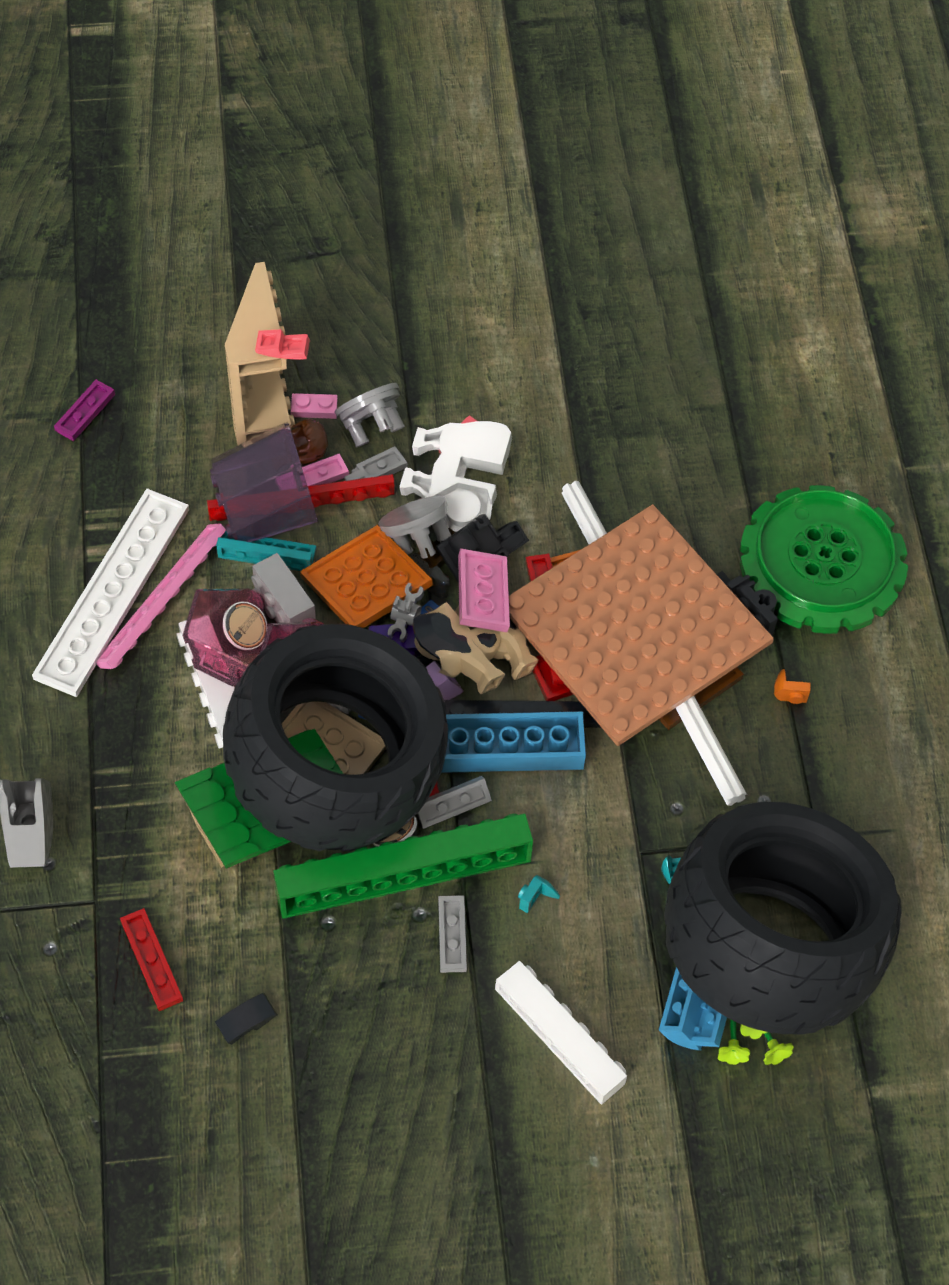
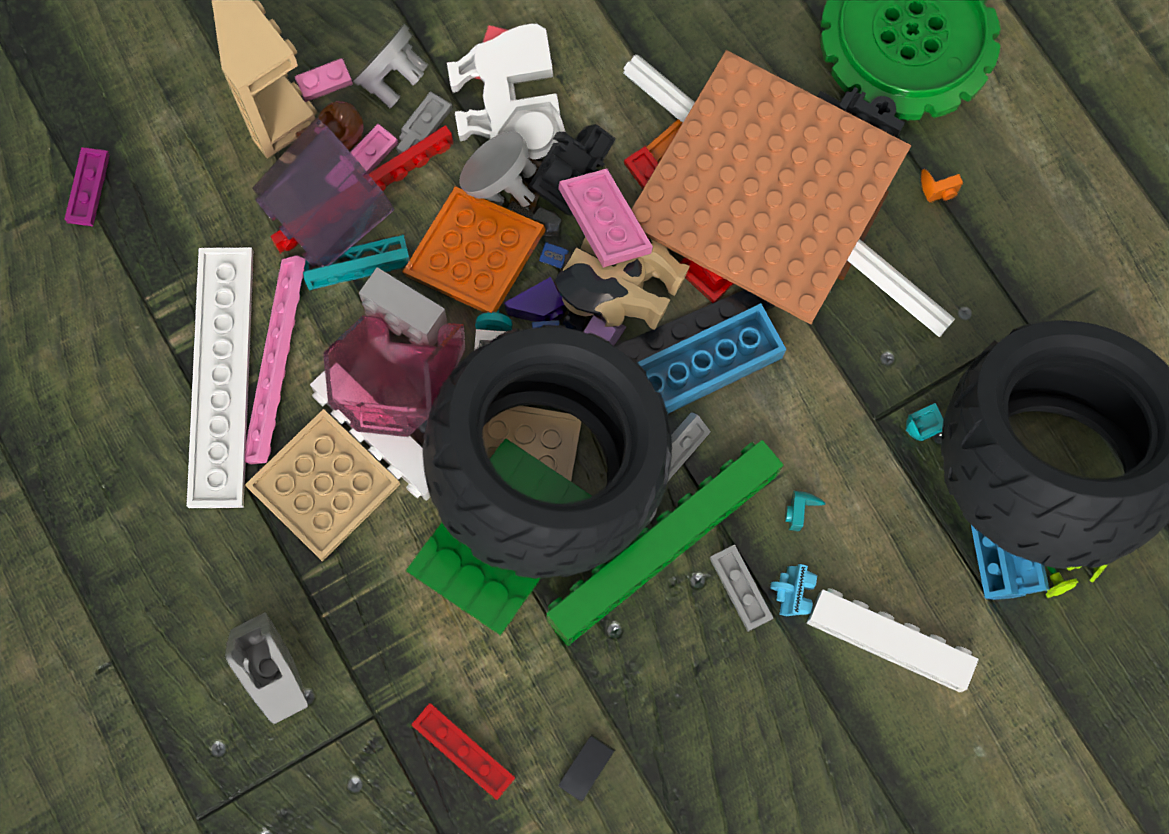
camera: 25 degrees left, 15 degrees up
(148, 706) = (322, 484): none -> tan plate
(244, 625) = (381, 359): piece -> none
(276, 344) = (285, 45): coral slope -> none
(405, 611) = (536, 273): light grey pin -> none
(505, 947) = (791, 589): none -> medium azure hips

